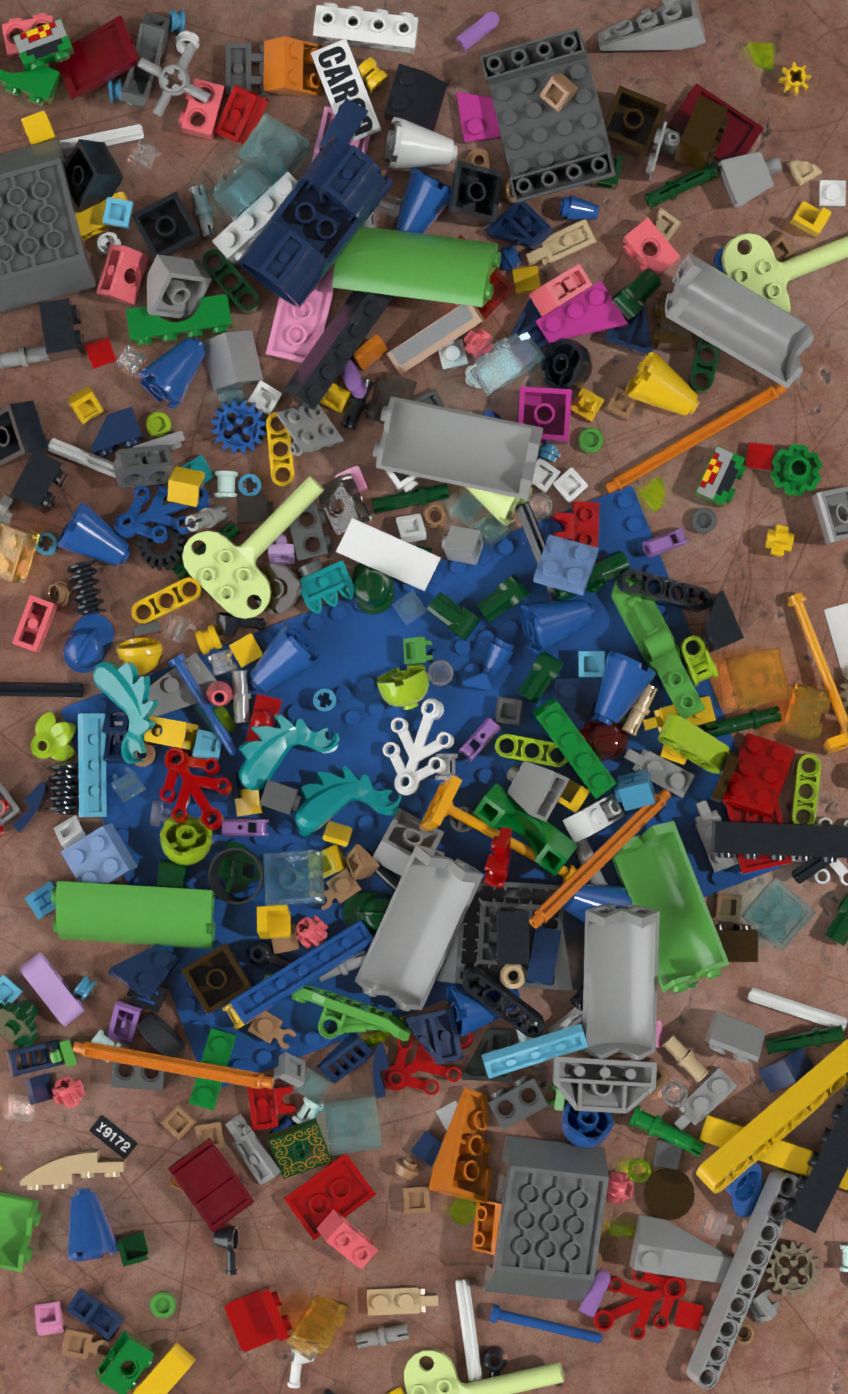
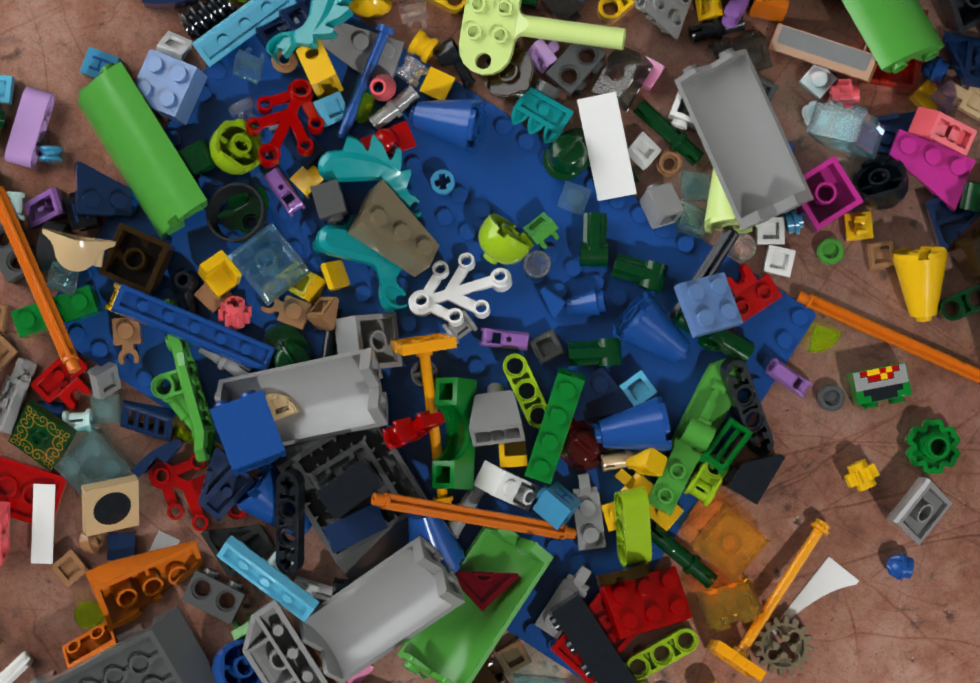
camera: 55 degrees right, 0 degrees up
(181, 1017) = (77, 252): none -> tan hat
(192, 1044) = (62, 279): none -> clear light blue plate
(336, 764) = (393, 230): none -> dark tan wedge
(368, 1196) = (43, 523): none -> white sticker
(391, 1132) = (110, 505): none -> tan tile
(409, 946) = (281, 405): none -> tan tile
(412, 985) = (248, 432): none -> blue brick
(515, 983) = (310, 517): tan plate -> none
(536, 268) = (945, 97): none -> tile
(653, 697) = (648, 462): none -> yellow slope
(658, 889) = (484, 586): none -> dark red tile
(689, 647) = (714, 462): none -> green tile
(759, 456) = (921, 406): red tile -> none

